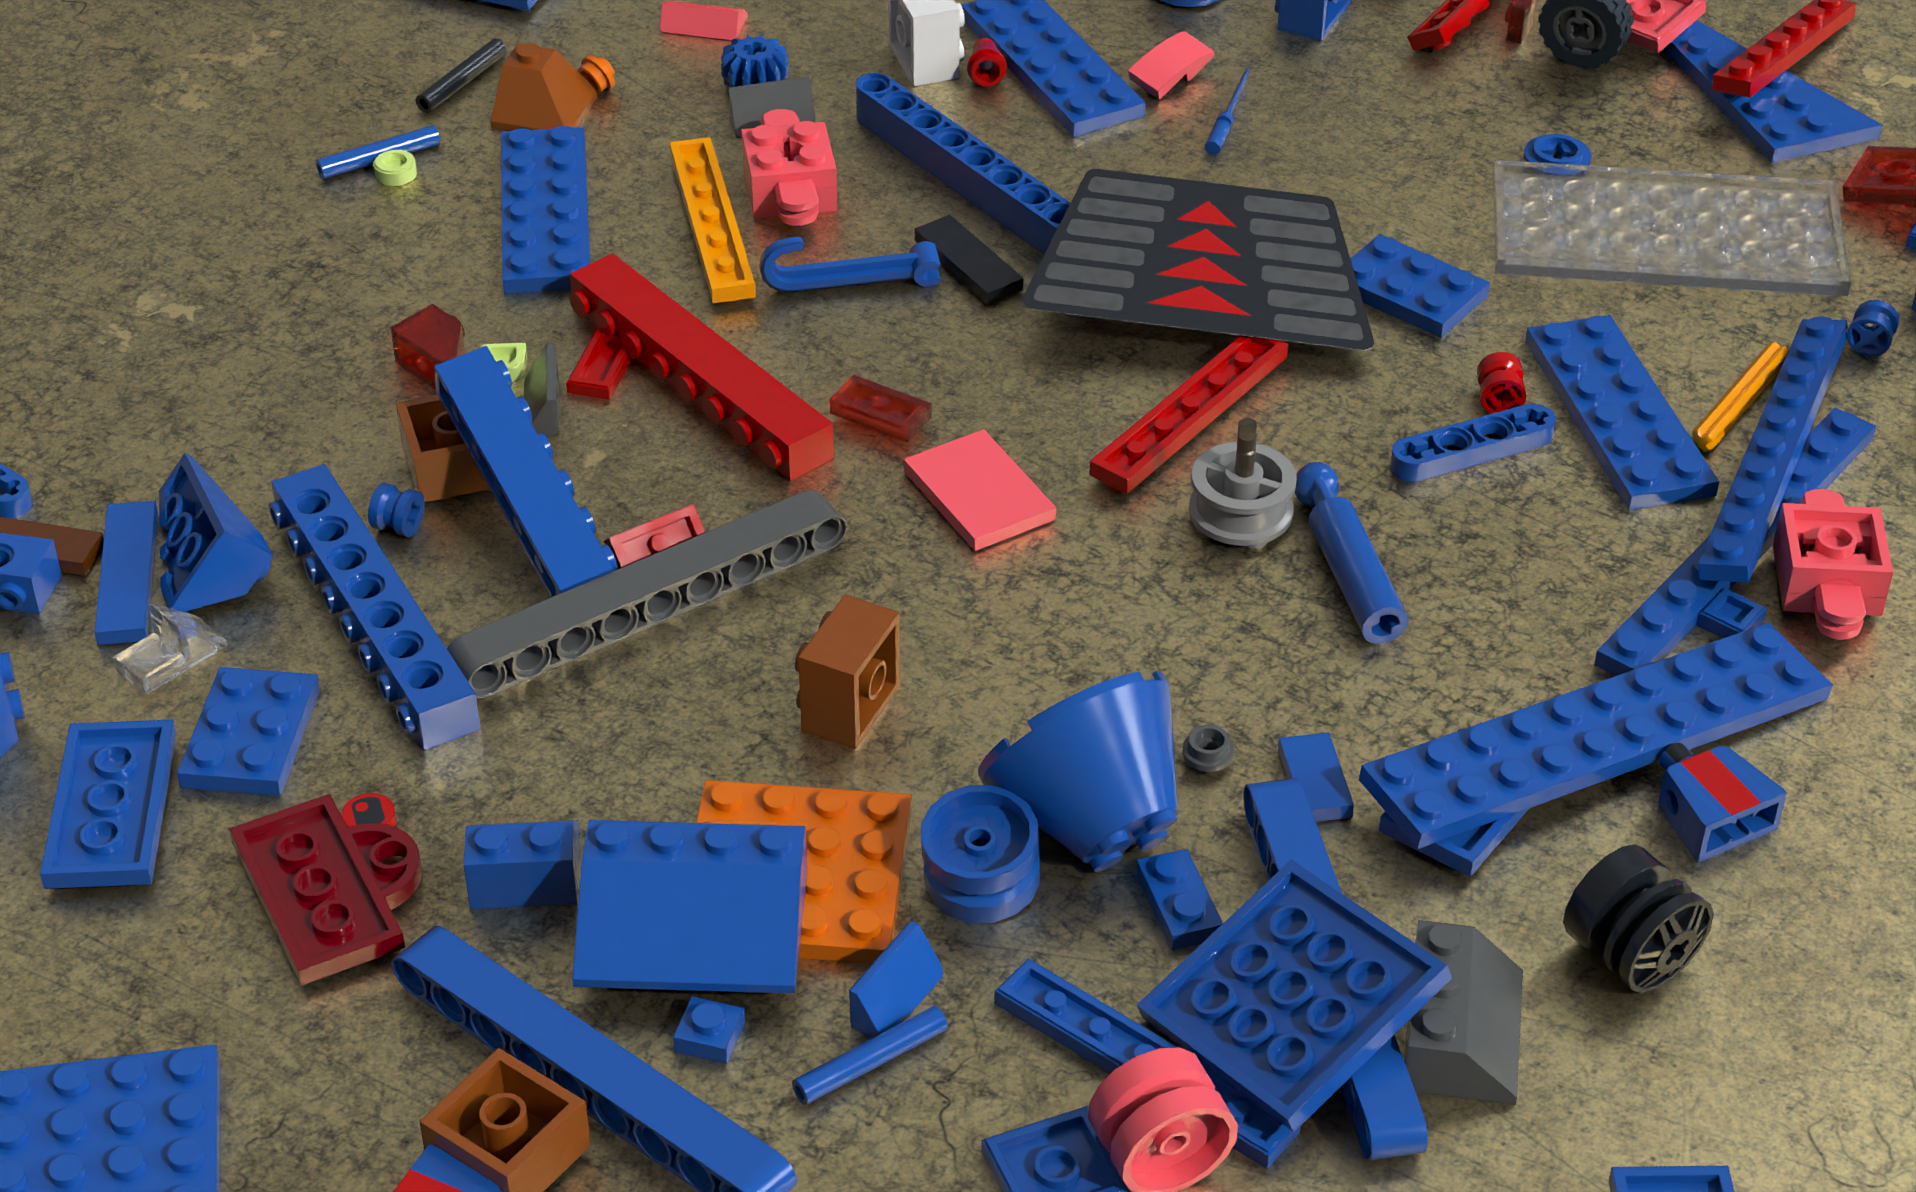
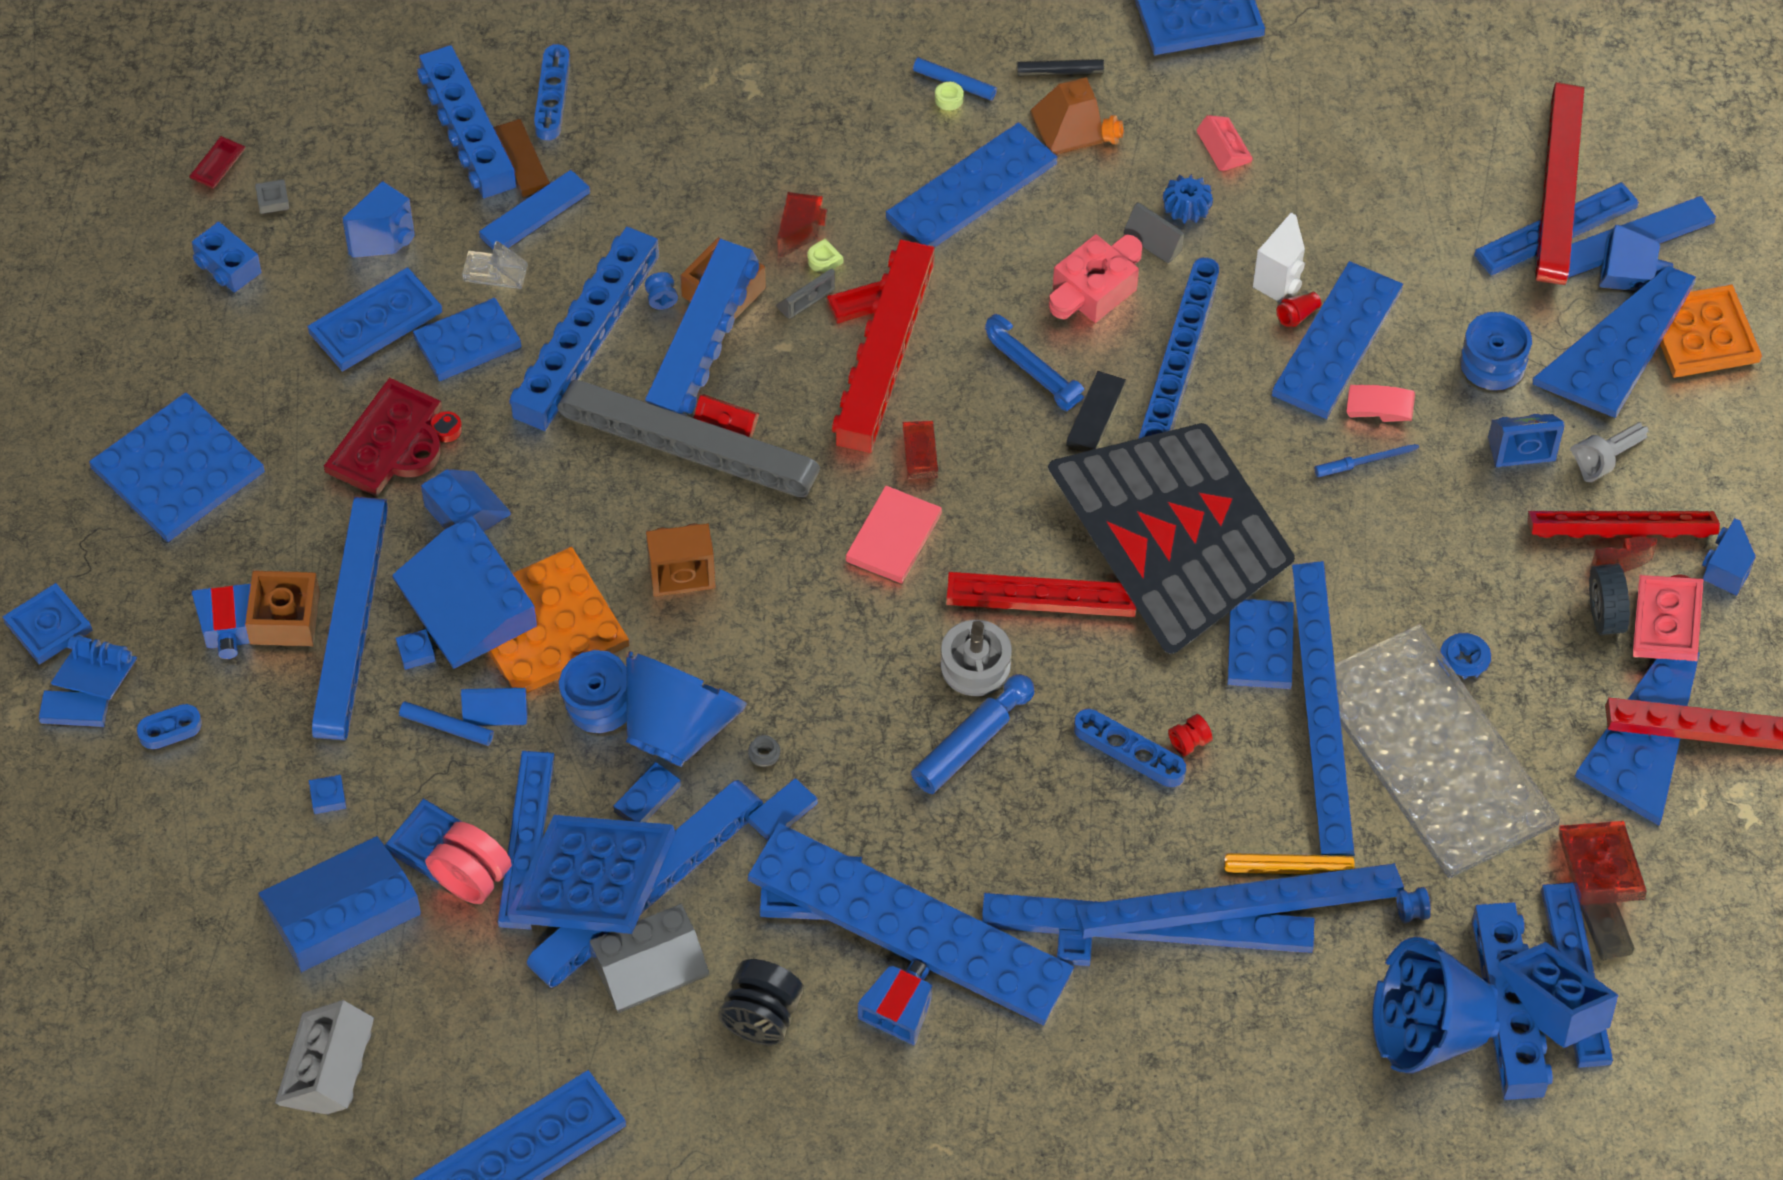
camera: 55 degrees right, 15 degrees up
(209, 541) = (577, 231): blue wedge -> none
(712, 221) = (1023, 269): light orange plate -> none
(1558, 270) = (1323, 710): none -> blue plate
(1621, 413) = (1224, 808): blue plate -> none
(1832, 562) = (1142, 959): coral brick -> none

